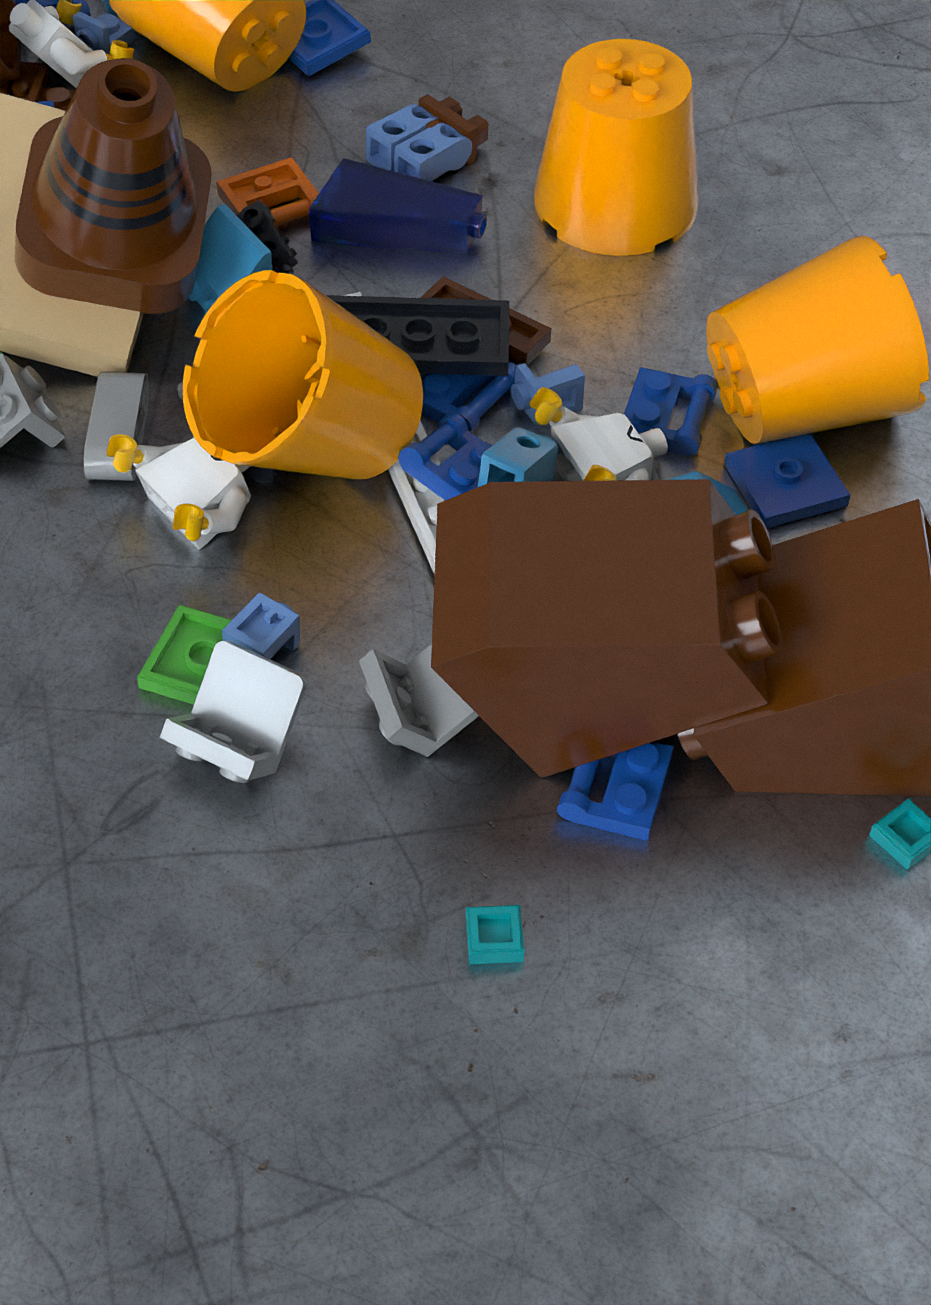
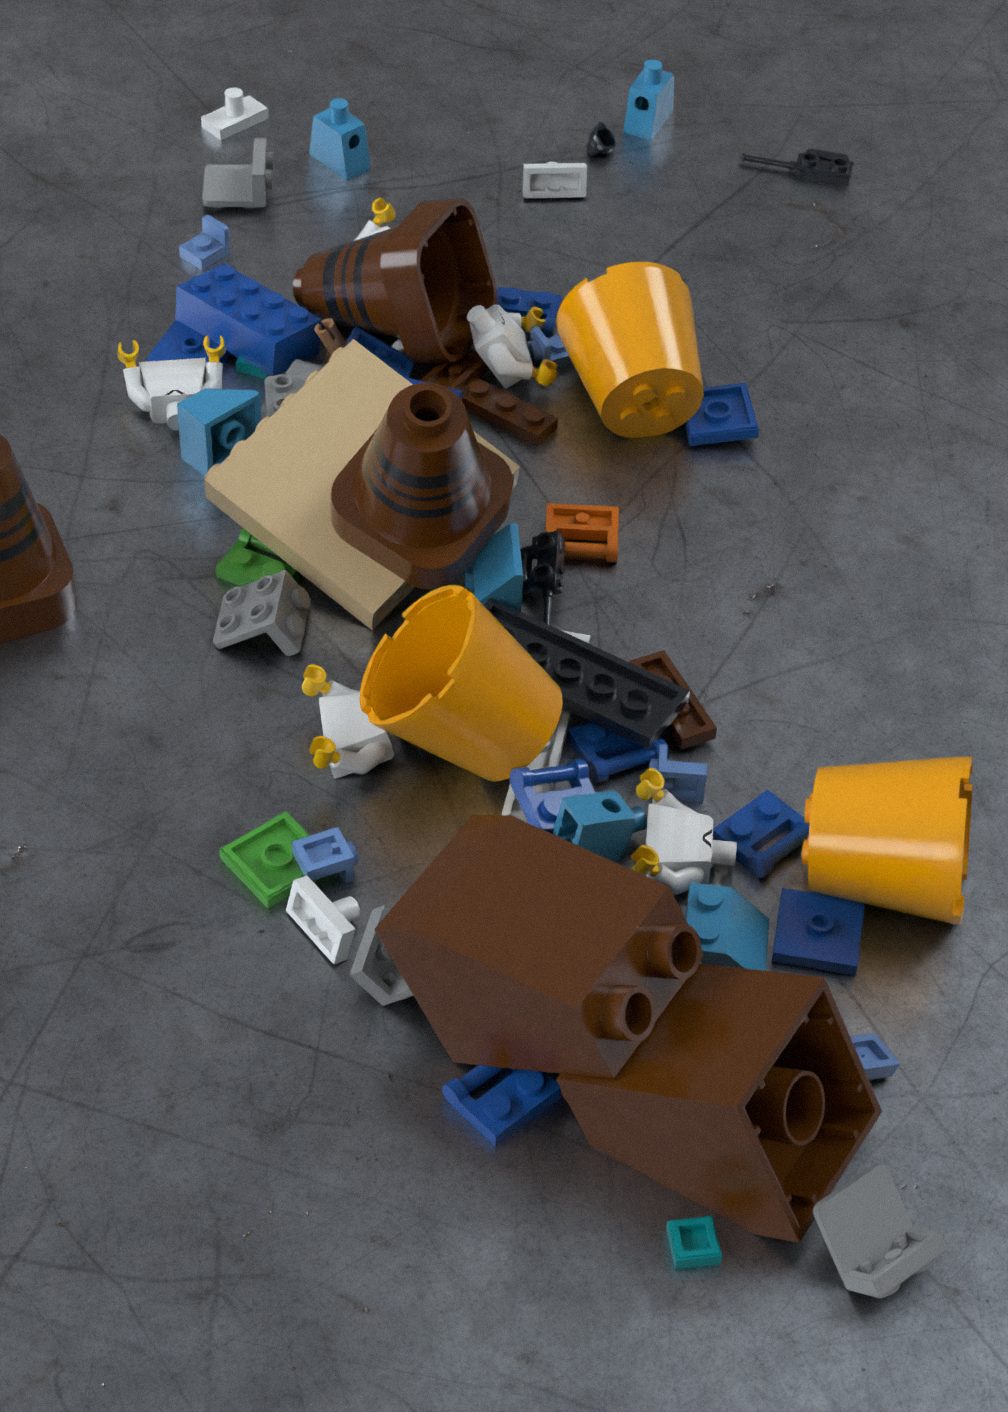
camera: 30 degrees right, 5 degrees down
(117, 408) = (340, 653): light grey beam -> none
(239, 714) = (262, 911): bracket -> none
(326, 702) = (323, 920): none -> white tile
(394, 211) = (666, 582): clear blue slope -> none
(425, 139) = (736, 536): medium blue hips -> none
(494, 934) = (330, 1153): teal tile -> none
(620, 150) = (870, 609): light orange cone -> none

